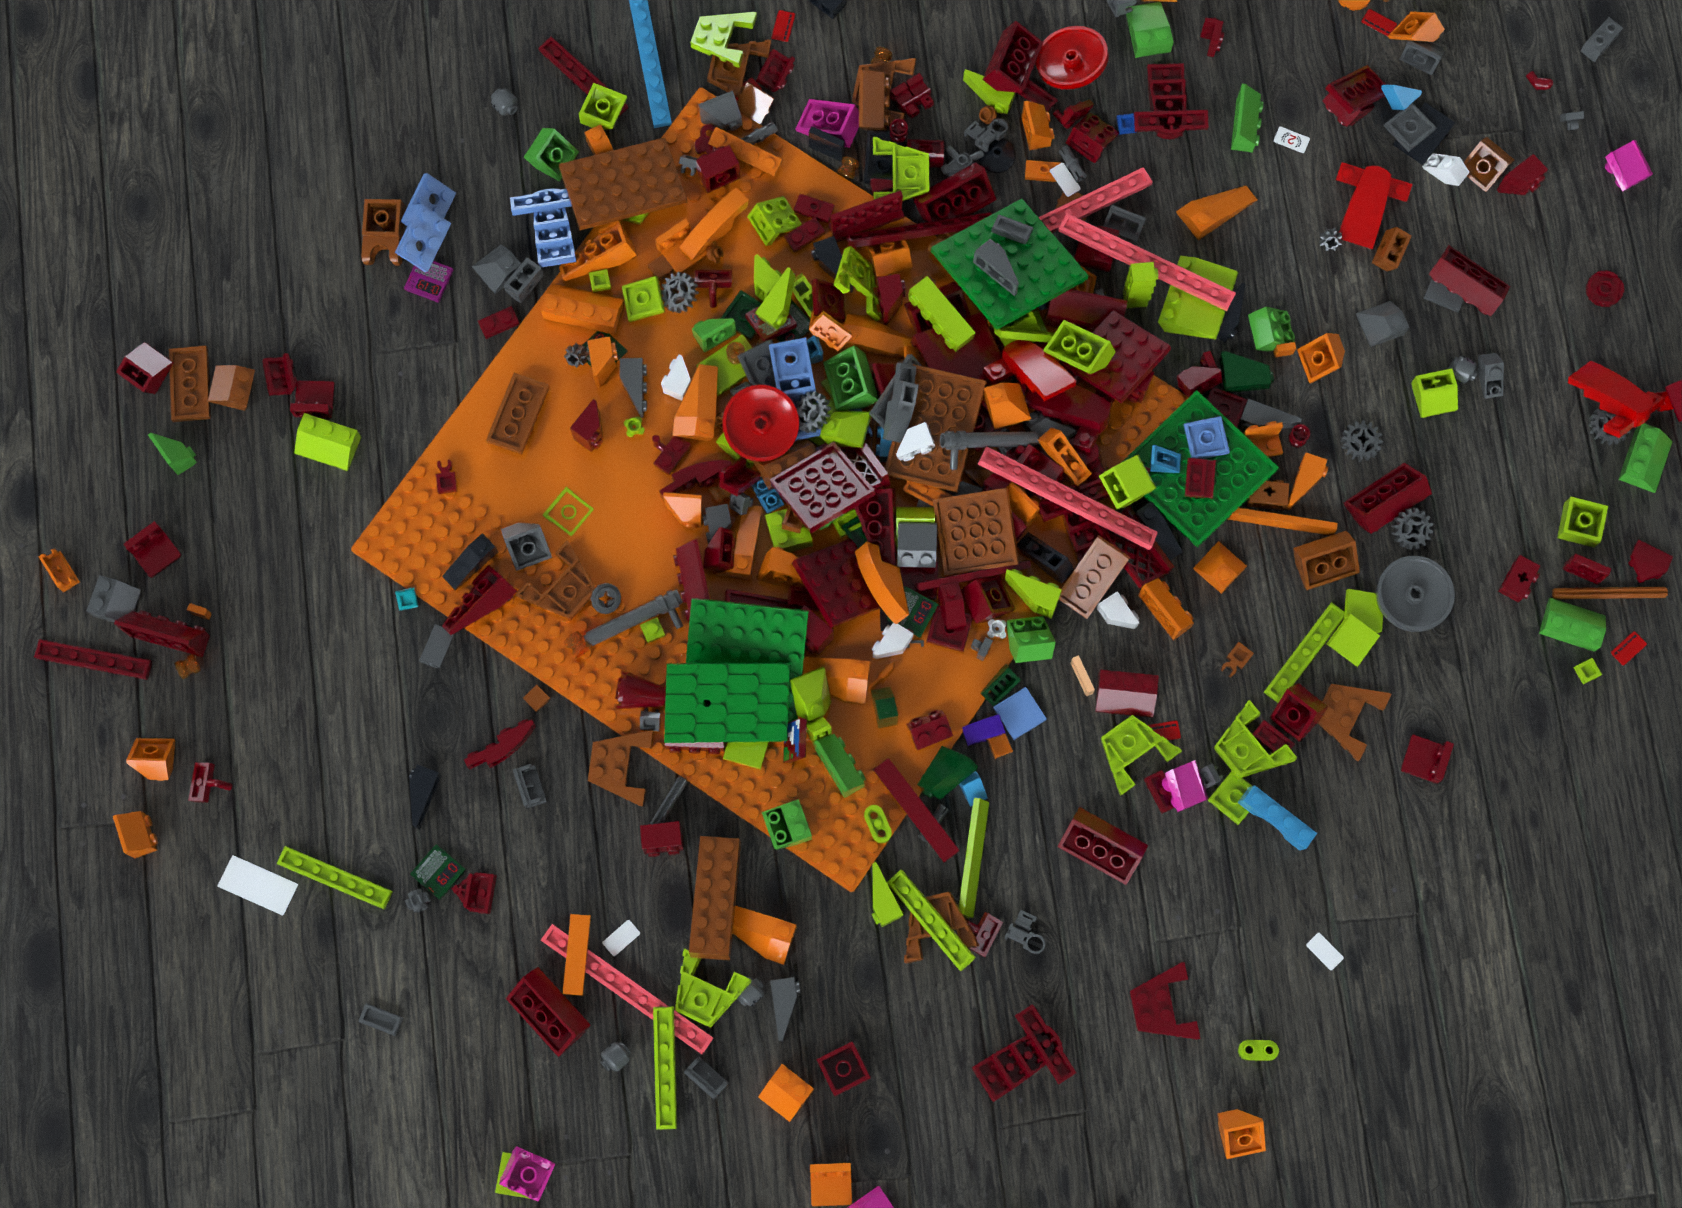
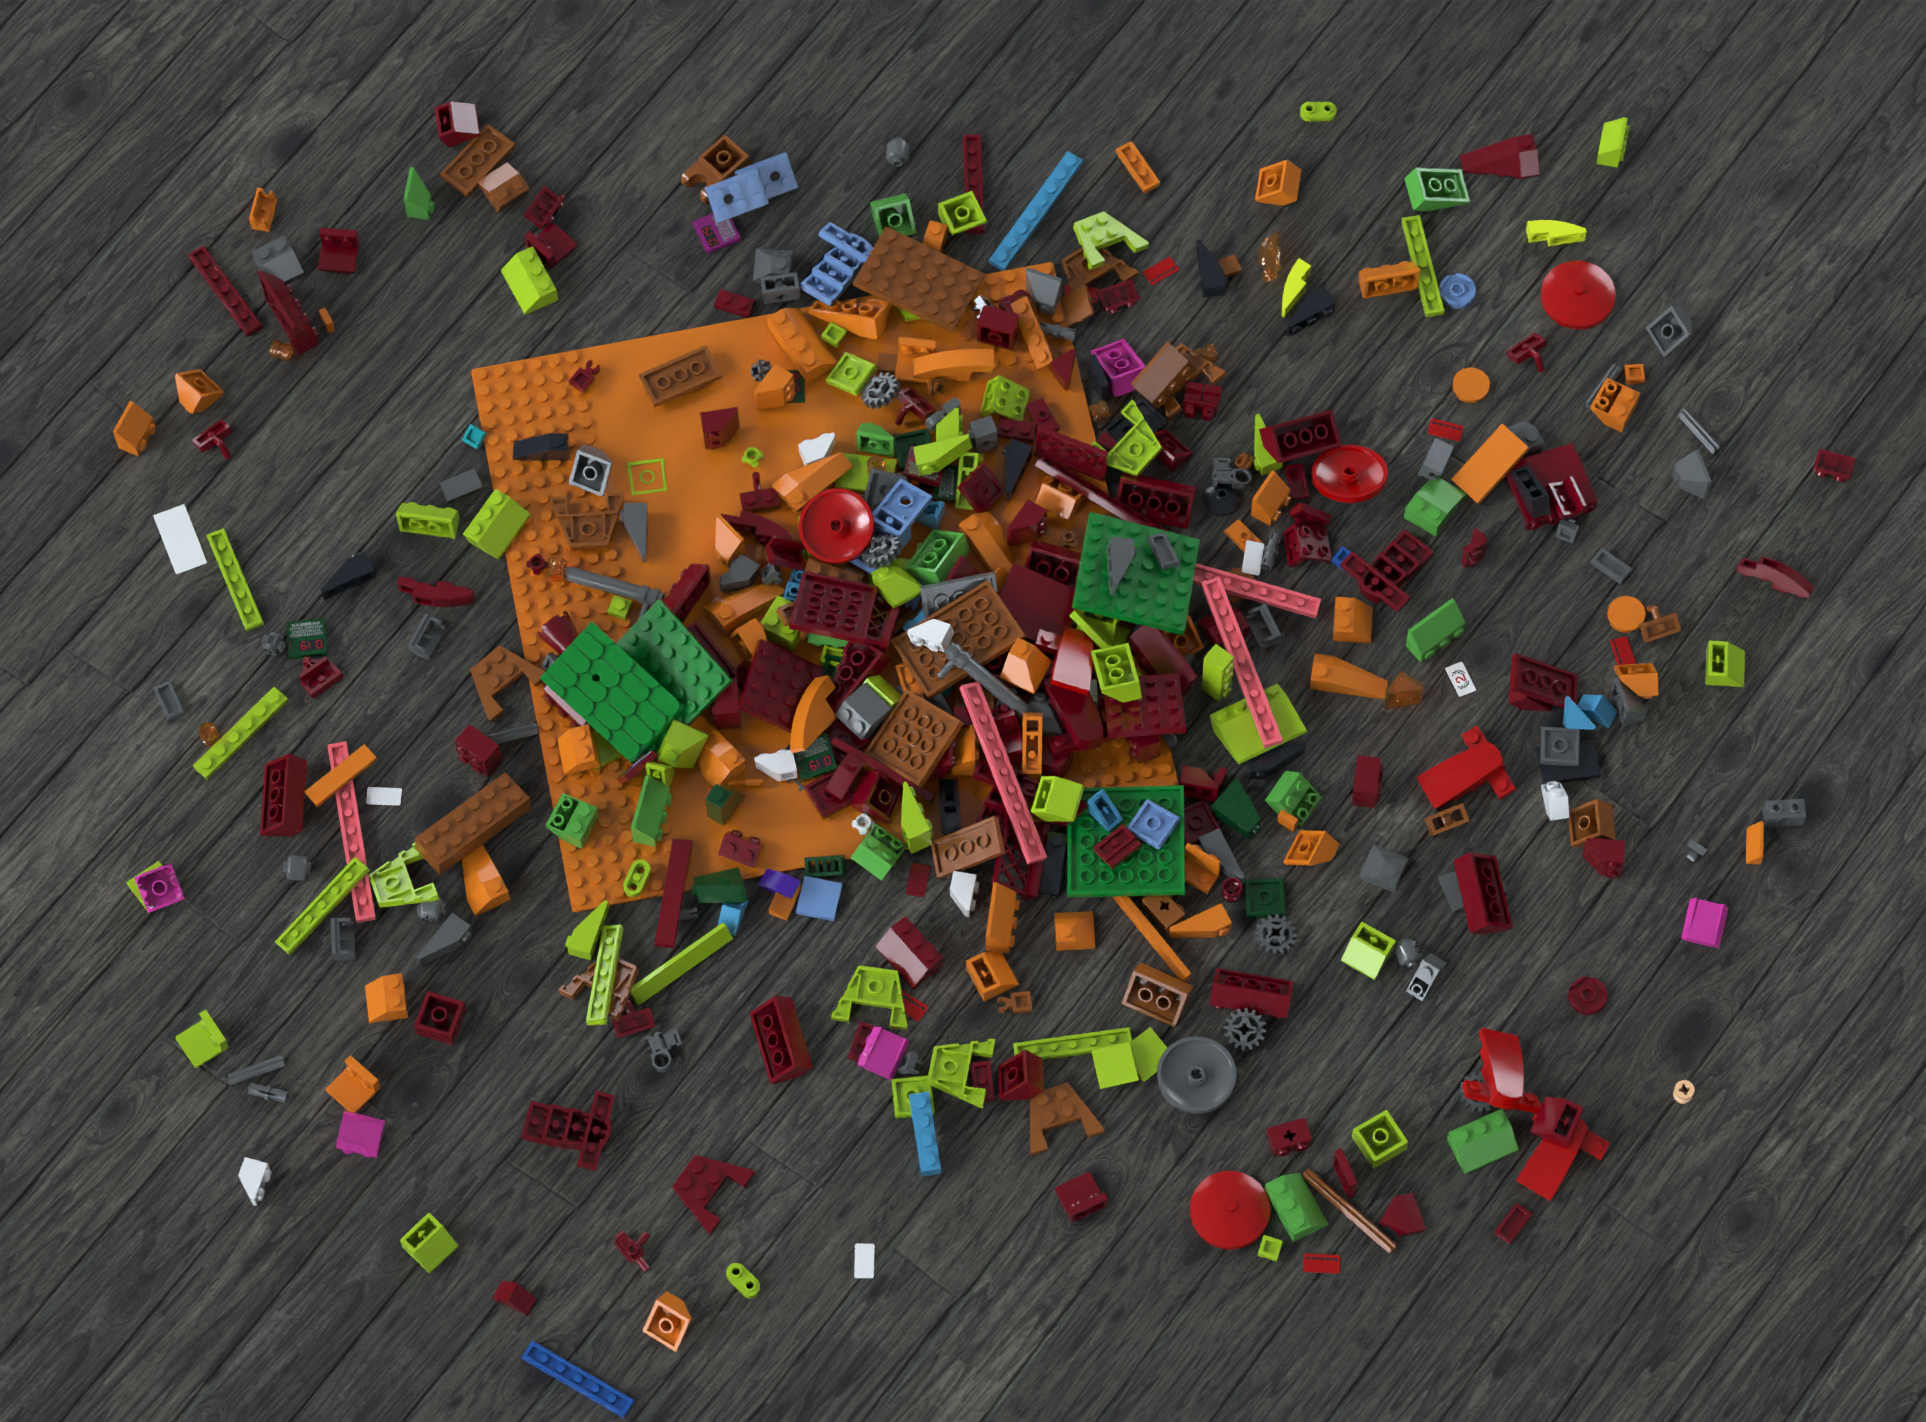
camera: 45 degrees right, 10 degrees down
(436, 1017) = (206, 730): none -> clear orange wheel
(438, 695) = (428, 520): none -> lime slope
(462, 992) = (240, 733): none -> lime plate
(487, 595) = (533, 481): dark red wedge -> none
(496, 651) = (496, 524): none -> lime slope
(536, 698) = (493, 583): dark orange tile -> none
(553, 649) = (533, 561): none -> dark red plate
(603, 557) = (636, 524): none -> dark grey slope
(611, 604) = (609, 564): dark grey gear -> none
(632, 378) = (785, 423): dark grey slope -> none
(720, 551) = (720, 592): dark red slope -> none
(737, 768) = (579, 749): none -> orange slope
(742, 277) = (934, 419): none -> dark grey piece
(790, 256) = (983, 435): none -> dark grey brick
(793, 158) = (1063, 367): none -> dark red slope
(829, 330) = (956, 507): orange bracket -> none
(860, 274) = (1021, 484): lime wing -> none
(896, 127) = (1162, 415): dark red wheel -> none
(903, 402) = (950, 597): dark grey slope -> none
(941, 314) = (1047, 564): lime brick -> none
(959, 161) = (1187, 477): dark grey piece -> none
(981, 648) = (837, 826): dark grey tile -> none
(1073, 633) = (917, 879): none -> dark red sticker
(1082, 676) = (890, 911): light nougat tile -> none
(1160, 1106) = (633, 1250): none -> dark red piece
(1178, 165) = (1352, 620): none -> orange slope
(1200, 655) = (991, 974): none -> orange slope
(1268, 182) = (1403, 692): none -> clear orange slope
(1312, 271) = (1367, 781): none -> dark red brick
(1325, 420) = (1264, 898): none -> dark green tile
(1330, 239) = (1408, 772): dark grey gear -> none
(1405, 76) = (1598, 709): none -> dark azure slope
(1531, 669) = (1230, 1210): none -> red dish
(1539, 83) = (1701, 804): dark red arm -> none
(1603, 78) = (1755, 843): none -> orange slope

